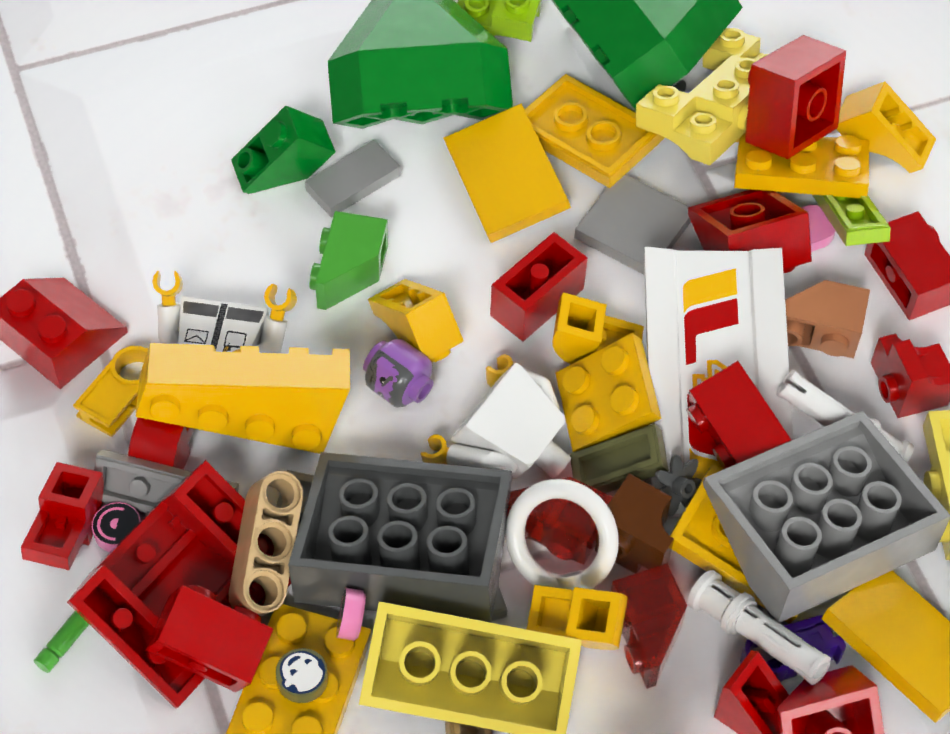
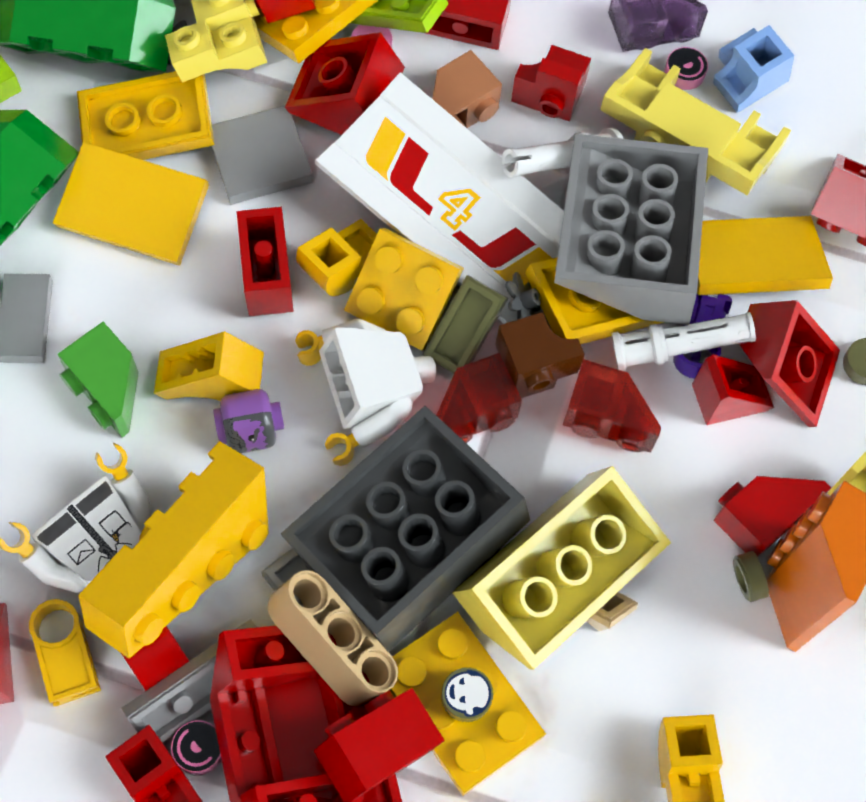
camera: 55 degrees left, 10 degrees up
(351, 614) = (447, 618): bright pink tile -> none
(579, 614) = (581, 453): yellow brick -> none
(592, 504) = (540, 438): white piece -> none
(734, 416) = (512, 219): red brick -> none

